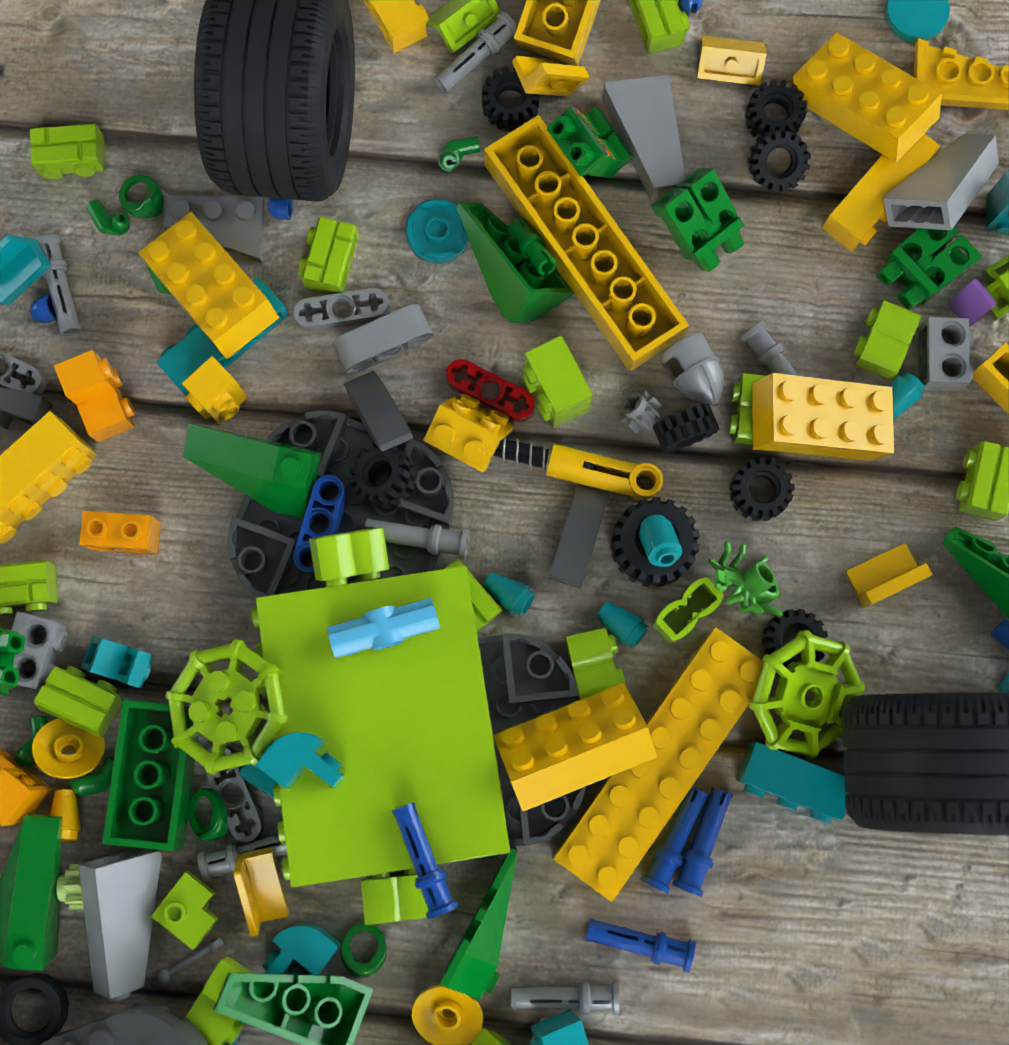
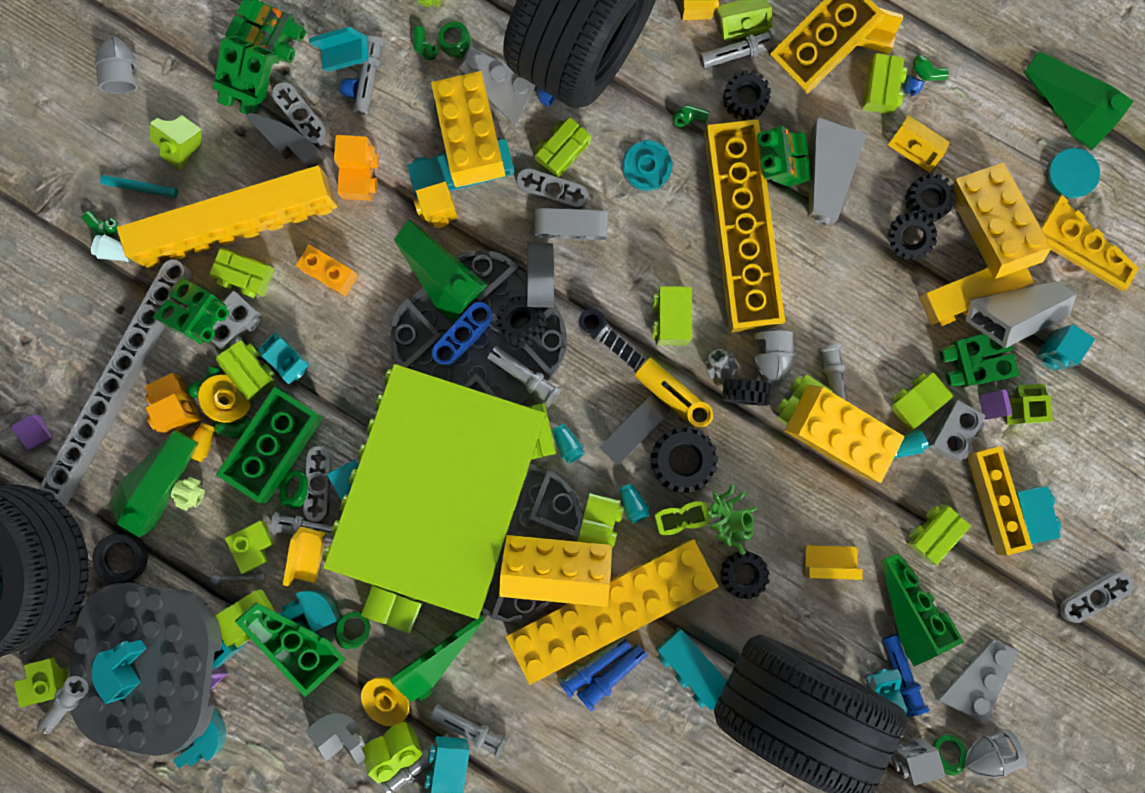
camera: 30 degrees right, 5 degrees up
(118, 911) = (206, 522): light grey slope -> none
(207, 701) = (325, 423): lime plate -> none
(293, 753) = (365, 482): teal brick -> none
(348, 555) = (471, 366): lime brick -> none
(383, 628) = (468, 428): medium azure piece -> none
(430, 877) = (416, 608): blue pin -> none
(468, 430) = (596, 319): yellow bracket -> none
(510, 277) = (683, 224): green wedge -> none
(516, 393) = (621, 277): red beam -> none
(532, 246) = (706, 211): green pin -> none
(549, 76) = (781, 92): yellow panel -> none
(657, 947) = (546, 728): blue pin -> none
(659, 541) = (685, 462): teal brick -> none
(701, 218) = (834, 249): green hips -> none
(779, 480) = (761, 460): black tyre -> none
(791, 691) = (723, 607): lime plate -> none

